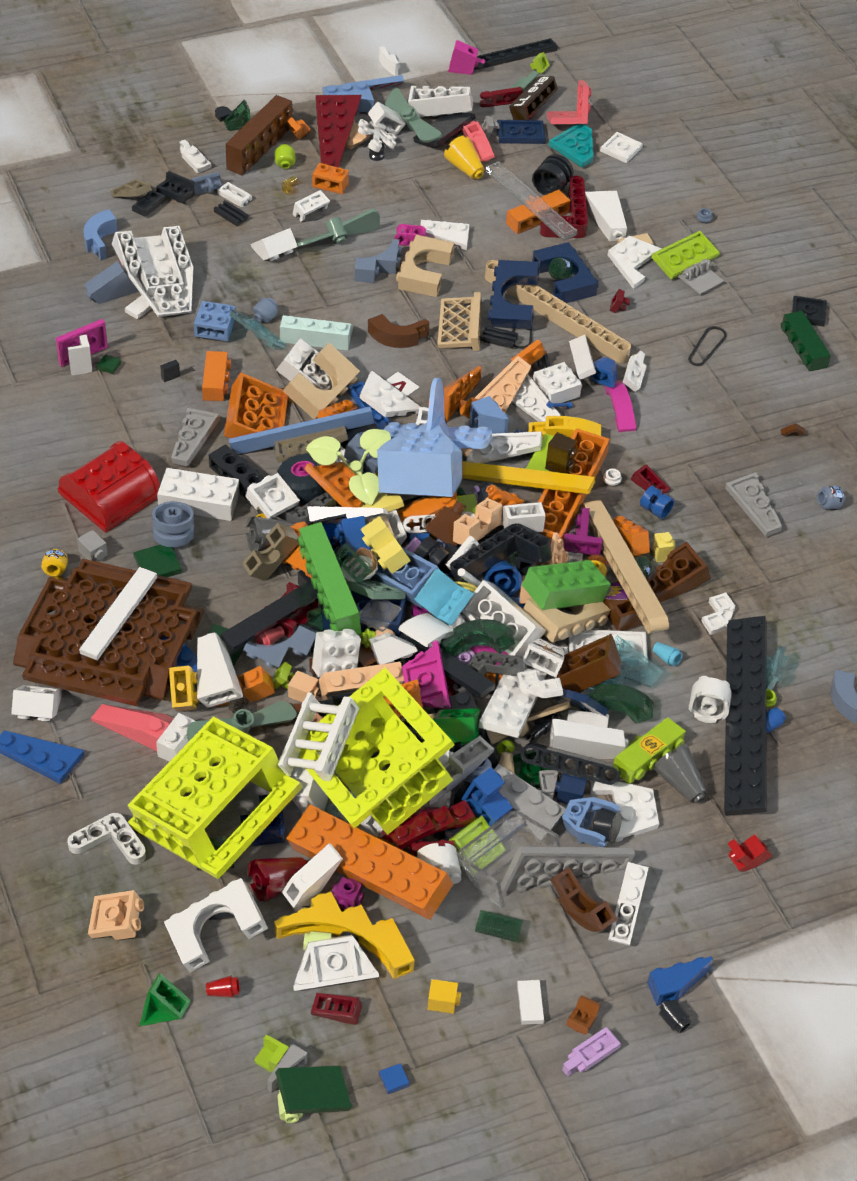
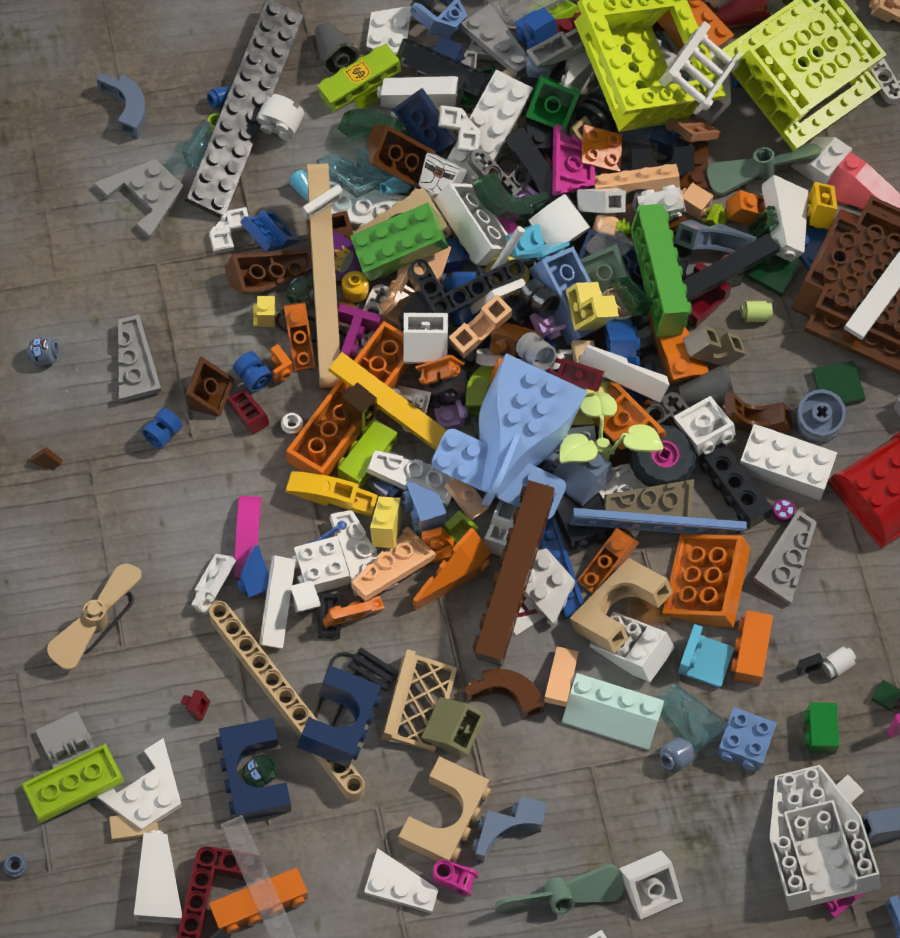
camera: 170 degrees left, 15 degrees up
(147, 375) = (839, 662): none -> white brick
(158, 336) = (822, 727): none -> green brick
(198, 466) = (783, 510): none -> magenta tile
(227, 523) = (744, 416): none -> reddish brown arch
(235, 661) = (764, 225): none -> clear green tile
(236, 604) = (756, 311): none -> yellowish green brick
(252, 365) = (705, 658): none -> medium azure bracket
(359, 340) = (561, 676): none -> light nougat tile
(392, 502) = (578, 374): none -> dark red hinge
(408, 375) = (515, 572): none -> reddish brown brick
(421, 498) = (536, 351): none -> light grey wheel
(430, 302) = (453, 726): none -> olive slope
(463, 420) = (458, 526): none -> lime panel
(516, 409) = (386, 522): none -> light yellow brick
(518, 487) = (416, 397): none -> light grey hinge
(561, 351) = (305, 597): none -> white slope
(635, 513) = (282, 363): none -> orange bracket
(643, 587) = (322, 202): none -> white tile
(685, 608) = (269, 231): none -> blue slope
(688, 487) = (208, 388): none -> reddish brown slope
(702, 352) = (72, 642): none -> tan piece
(713, 455) = (163, 426): none -> blue wheel
(802, 639) = (151, 186): none -> light grey wing

